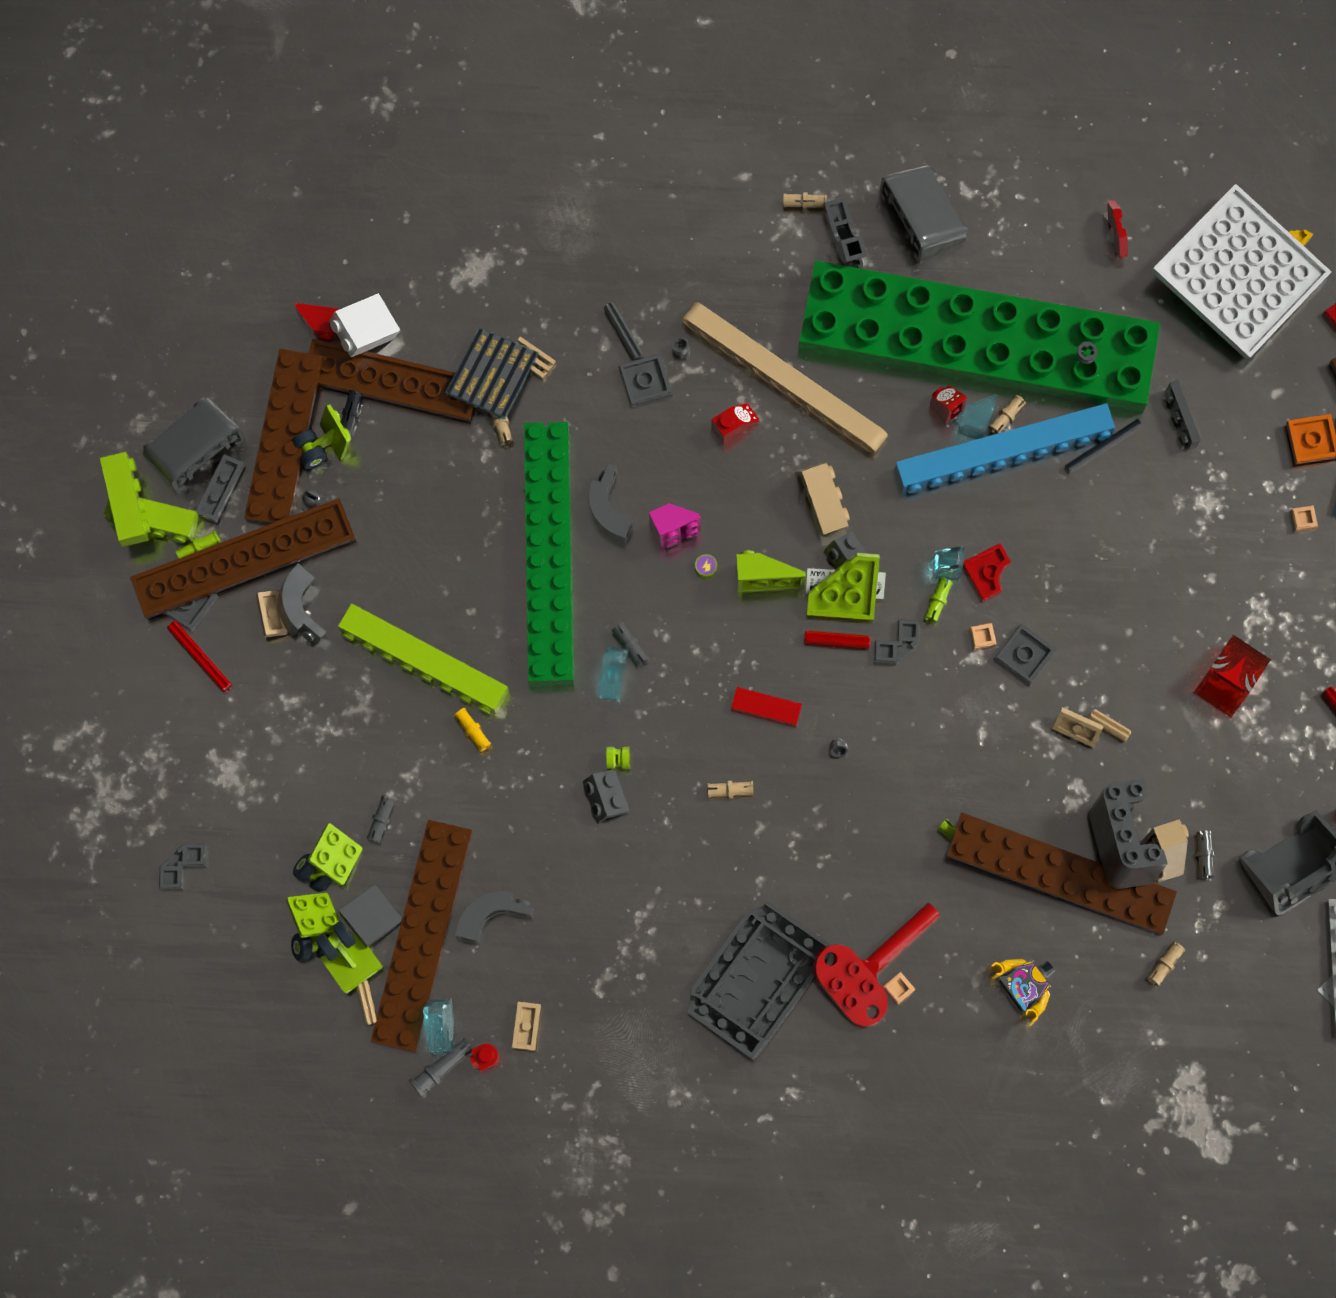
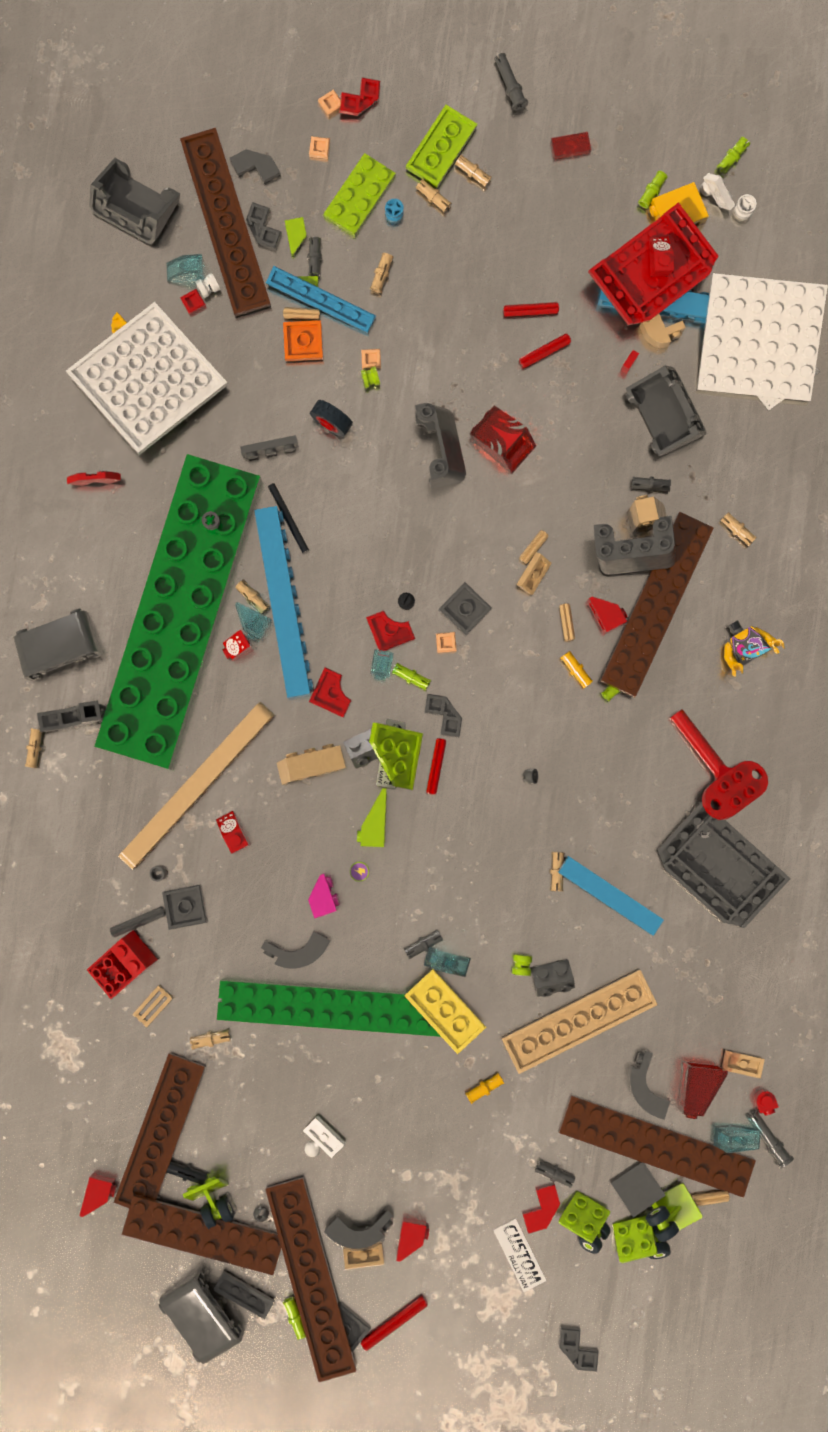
camera: 90 degrees left, 10 degrees up
(124, 499) = (249, 1385): lime brick -> none
(165, 520) = (263, 1359): lime brick -> none
(284, 790) = (519, 1255): none -> white sticker
(298, 663) = (411, 1237): none -> red slope
(345, 816) = (541, 1218): none -> red tile
(364, 325) = (108, 1155): white brick -> none
(400, 556) = (323, 1137): none -> white plate
(424, 659) = (417, 1126): lime brick -> none
(492, 373) = (164, 1043): piece -> none
(495, 971) = (699, 1087): none -> clear red slope
(557, 669) = (445, 1011): none -> light yellow tile
(559, 830) = (579, 1021): none -> tan plate
(575, 319) = (122, 964): none -> red slope
(708, 851) = (610, 895): none -> dark azure tile
(766, 706) = (488, 833): red tile -> none
(899, 988) = (737, 749): light nougat tile -> none
(906, 511) = (329, 693): none -> red tile
(971, 788) = (576, 669): none -> yellow pin
(1025, 586) = (406, 600): none -> black piece
(1025, 772) = (567, 622): none -> tan axle
(1041, 817) = (607, 614): none -> red slope
(1198, 616) = (451, 467): none -> dark grey windscreen
(1226, 476) = (331, 418): none -> black wheel
(1282, 517) = (370, 377): none -> lime wheel

